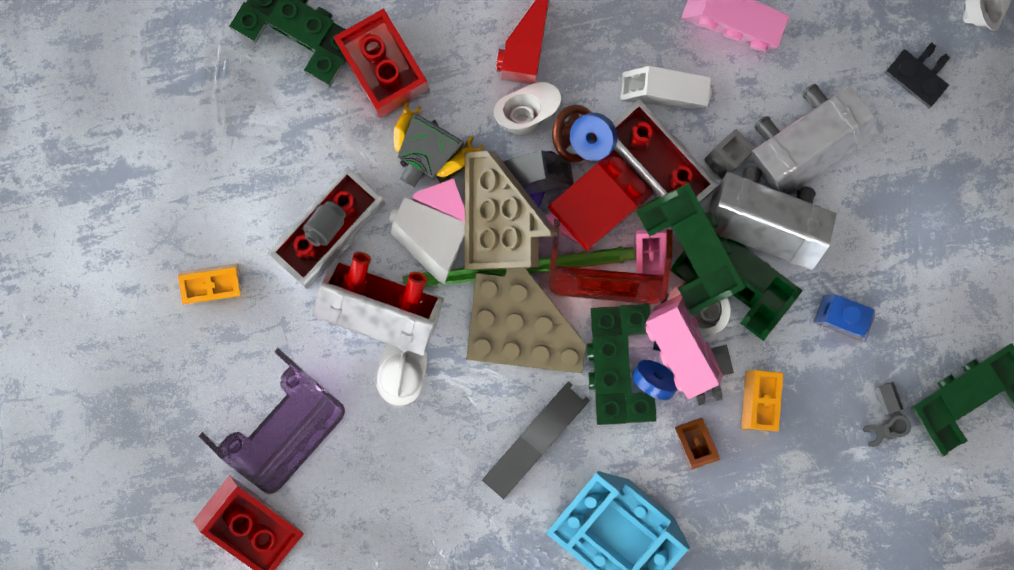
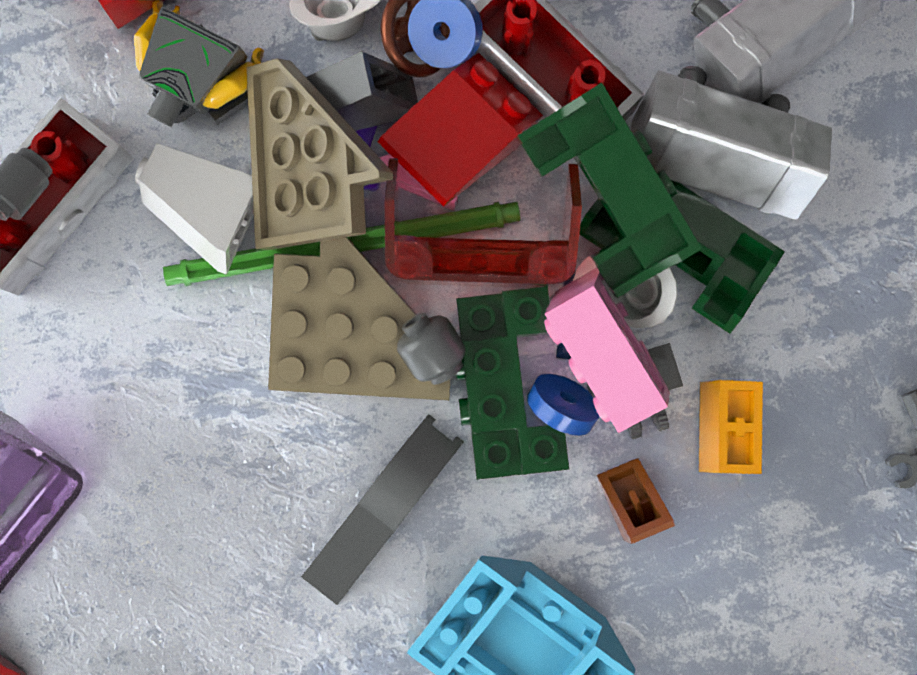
camera: 10 degrees left, 0 degrees up
(378, 305) = (120, 312): flat silver piece -> none
(400, 375) = (171, 412): white piece -> none
(443, 198) = (217, 141): bright pink slope -> none
(573, 339) = (431, 348): none -> dark grey head
(649, 252) = (542, 204): bright pink slope -> none
(729, 154) = (653, 50): light grey bracket -> none
(845, 316) = (853, 290): blue torso -> none

